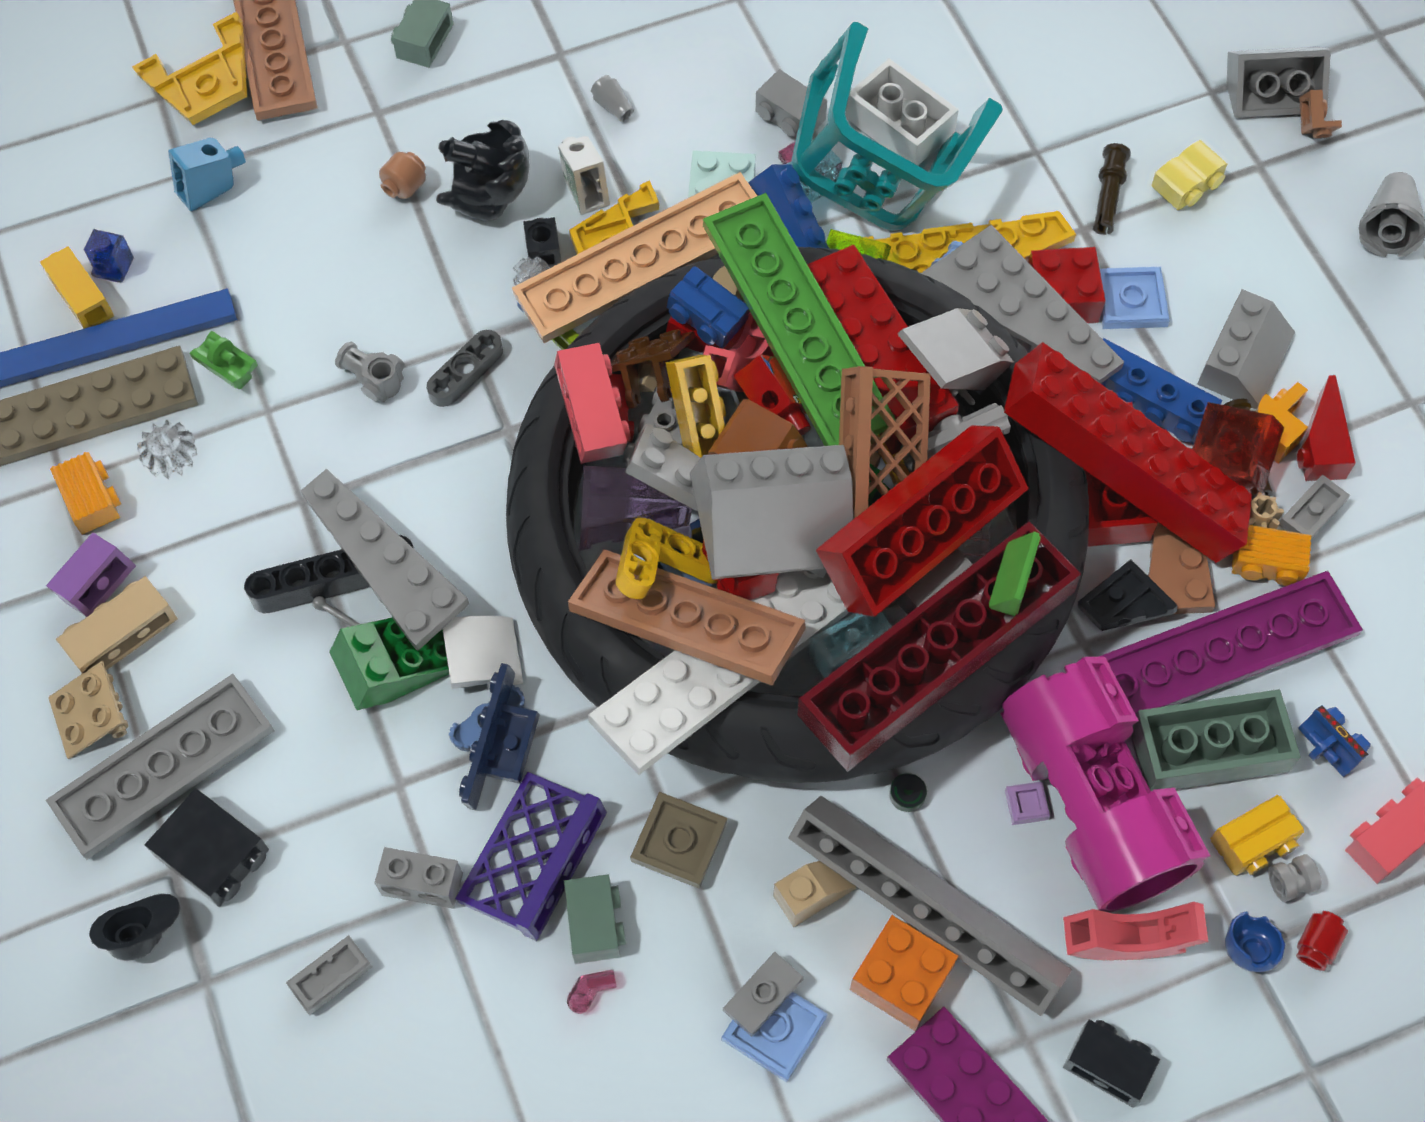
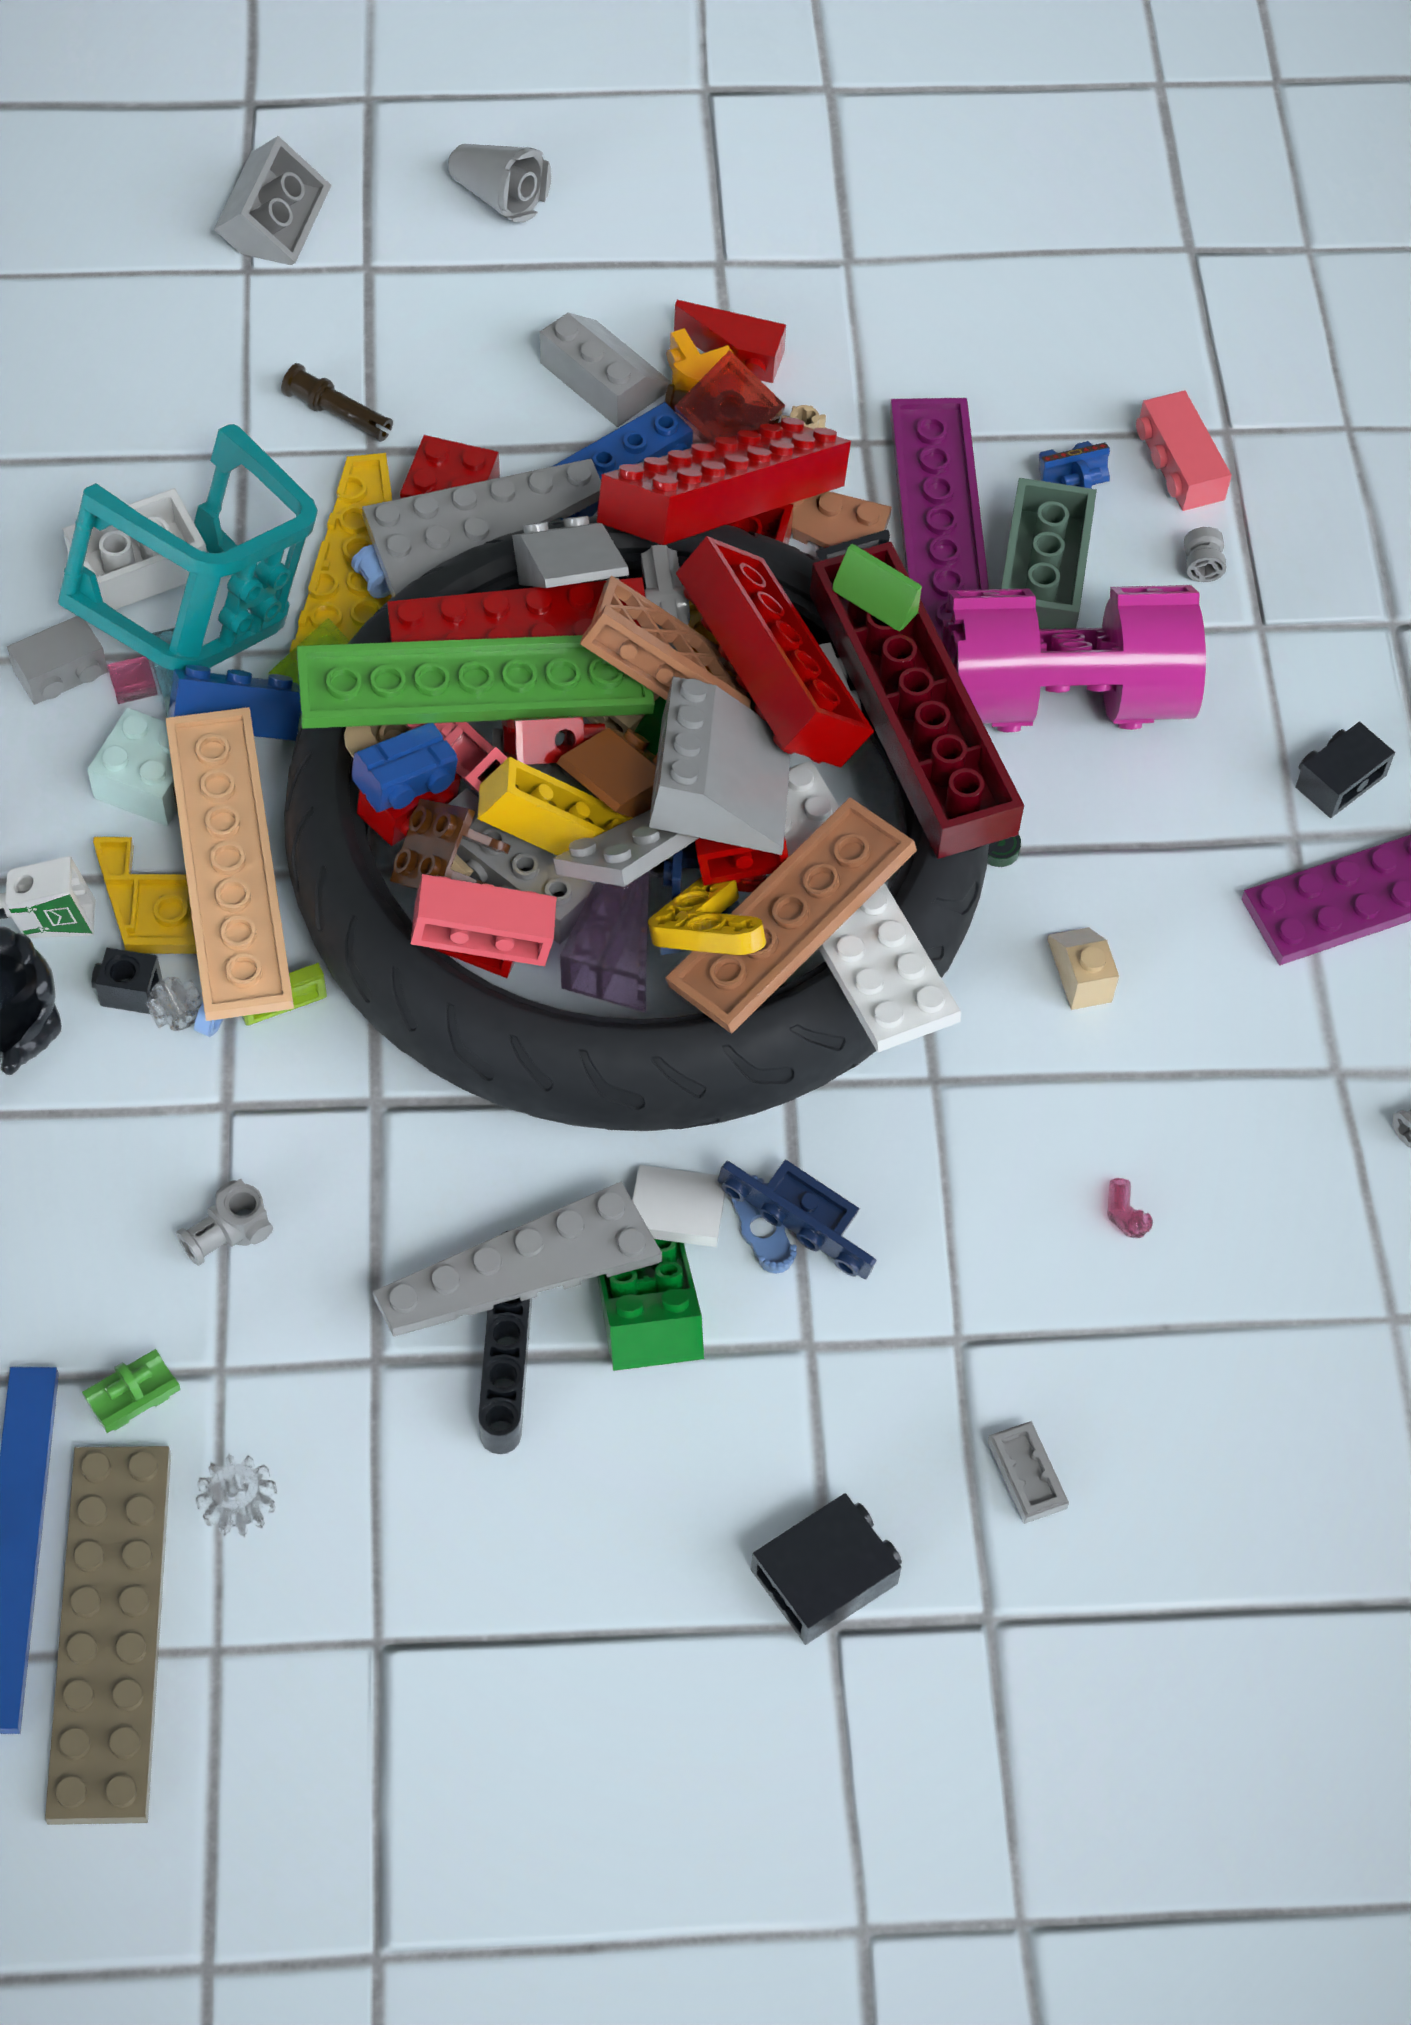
camera: 75 degrees left, 5 degrees down
(86, 493) = (259, 1611): light orange brick -> none
(87, 710) = (584, 1676): tan hinge -> none
(91, 575) = (394, 1624): medium lavender brick -> none
(117, 626) = (480, 1614): tan brick -> none
(135, 928) = (905, 1661): black piece -> none
(159, 766) = (695, 1604): light grey plate -> none
(320, 603) = (594, 1330): light grey hinge -> none
(418, 877) = (944, 1342): light grey brick -> none
(462, 382) = (267, 1139): dark grey beam -> none
(561, 861) = (982, 1203): dark purple fence -> none
(592, 918) = (1049, 1180): sand green piece -> none
(679, 840) = (983, 1072): dark tan plate -> none
(763, 994) = (1186, 1042): light grey plate -> none
(782, 1038) = (1218, 1051): light blue tile -> none
(844, 640) = (874, 781): clear light blue brick -> none
(903, 972) = (1202, 909): orange brick -> none
(930, 904) = (1134, 861): light grey brick -> none
(1027, 803) = (1047, 746): lavender tile -> none
(1134, 298) = (493, 430): light blue tile -> none
(1135, 936) = (1226, 691): coral arch -> none
(1189, 175) = (358, 327): light yellow brick -> none
(1254, 943) = (1261, 611): blue hair -> none
(1257, 836) = (1151, 556): yellow brick -> none
(1273, 556) = (866, 427): light orange brick -> none
(1312, 112) = (337, 191): nougat bracket -> none
(1314, 508) = (815, 383): light grey plate -> none
(1321, 940) = (1273, 559): red brick -> none

